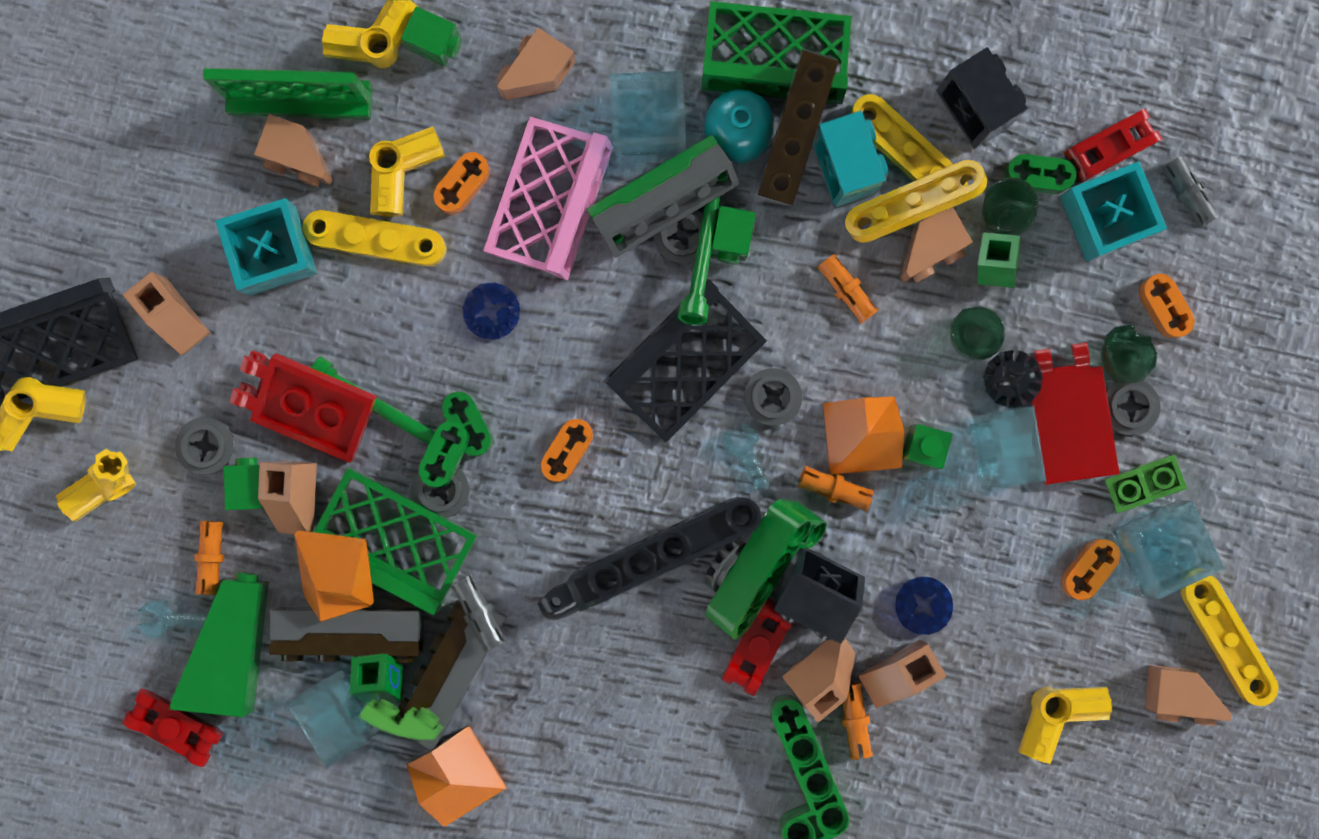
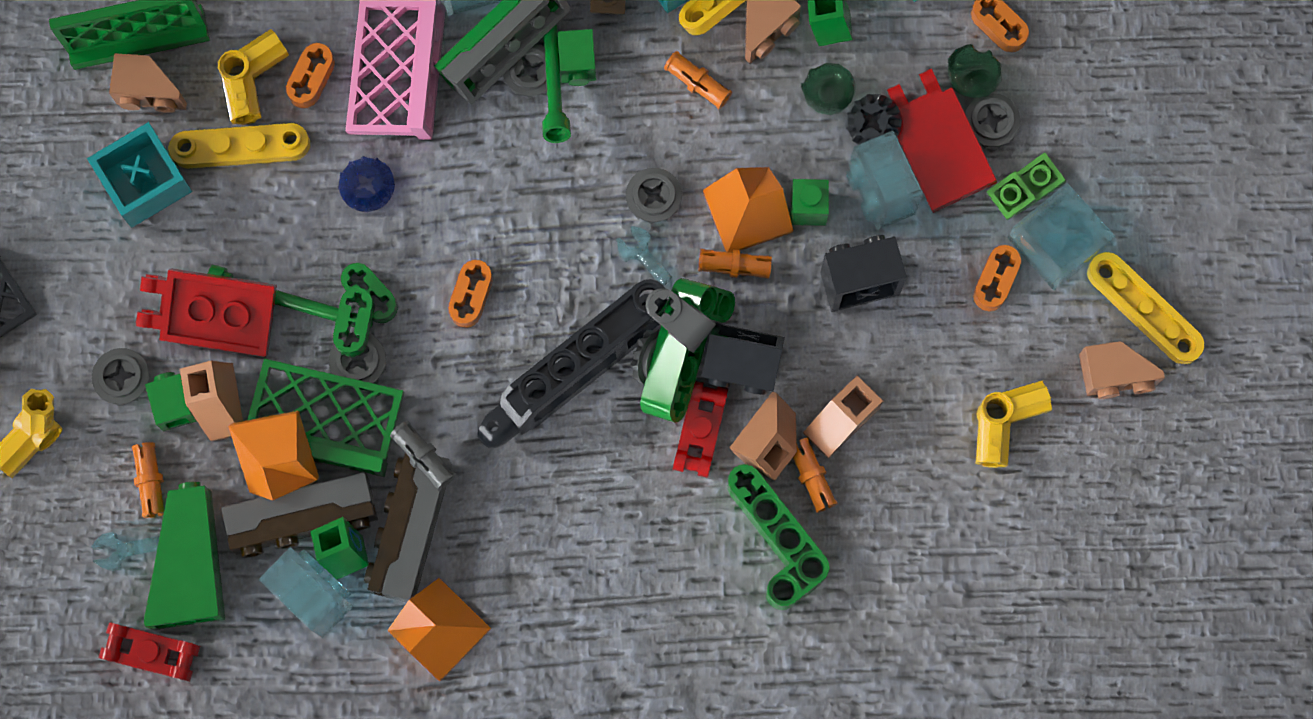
camera: 10 degrees left, 10 degrees down
(167, 312) = (58, 258): nougat slope -> none
(415, 724) = (383, 574): bright green slope -> none
(658, 343) = (532, 173): black fence -> none
(769, 553) = (683, 321): none -> dark grey piece
(940, 606) = (843, 335): clear blue gear -> none
(961, 539) = (862, 272): none -> black brick

